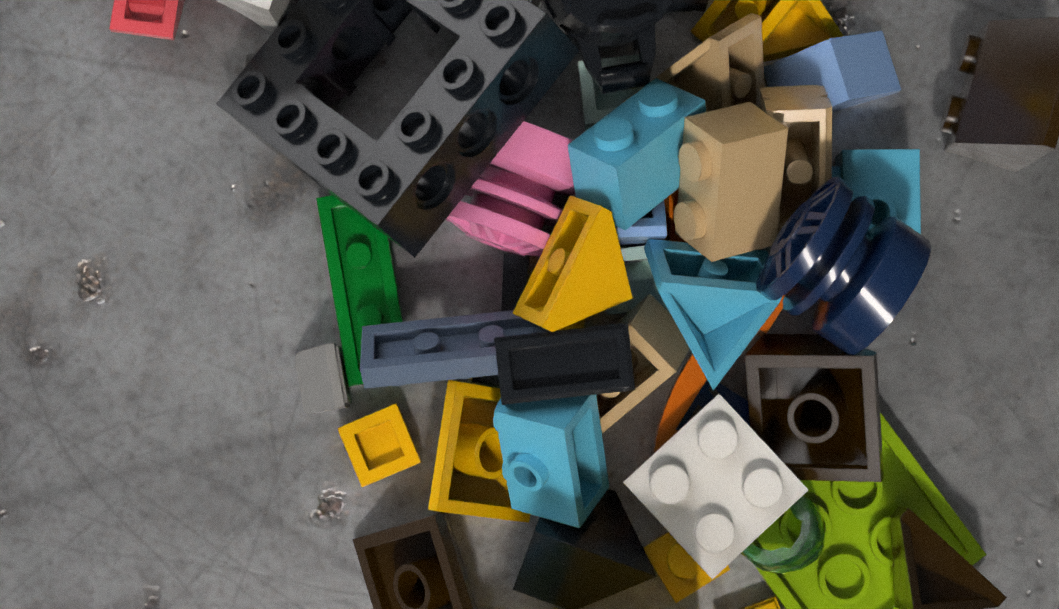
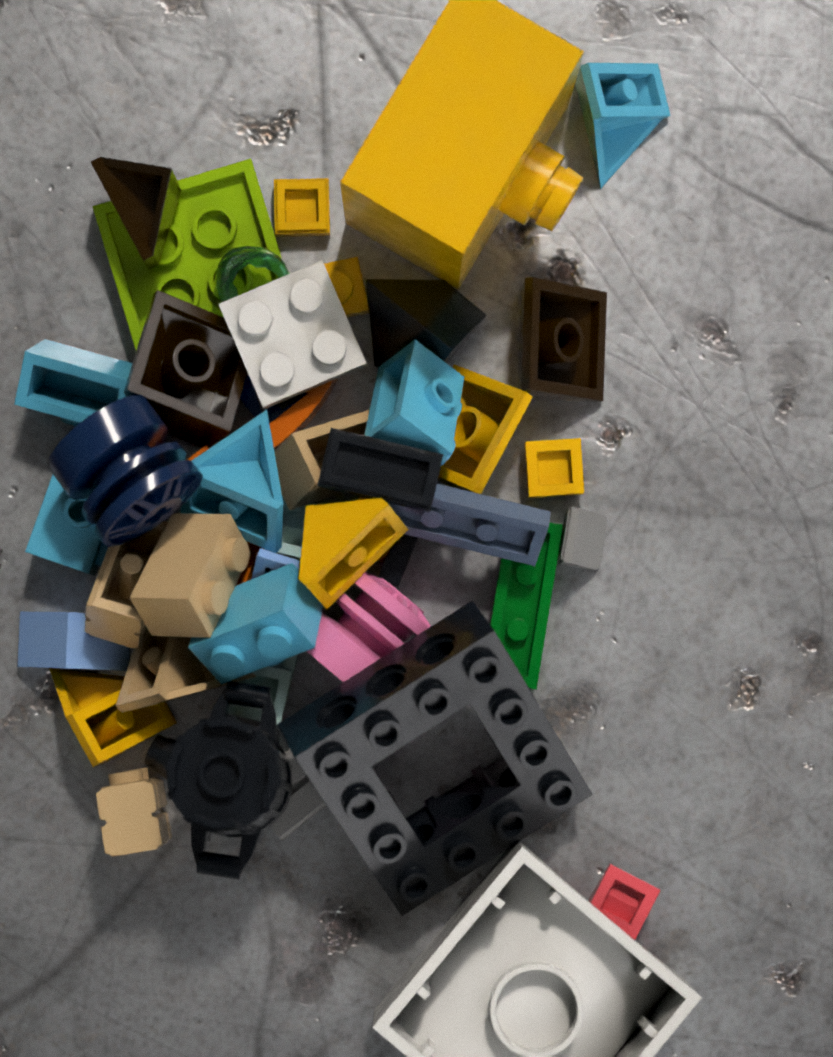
camera: 170 degrees left, 0 degrees up
(937, 351) = (69, 381): none -> medium azure brick

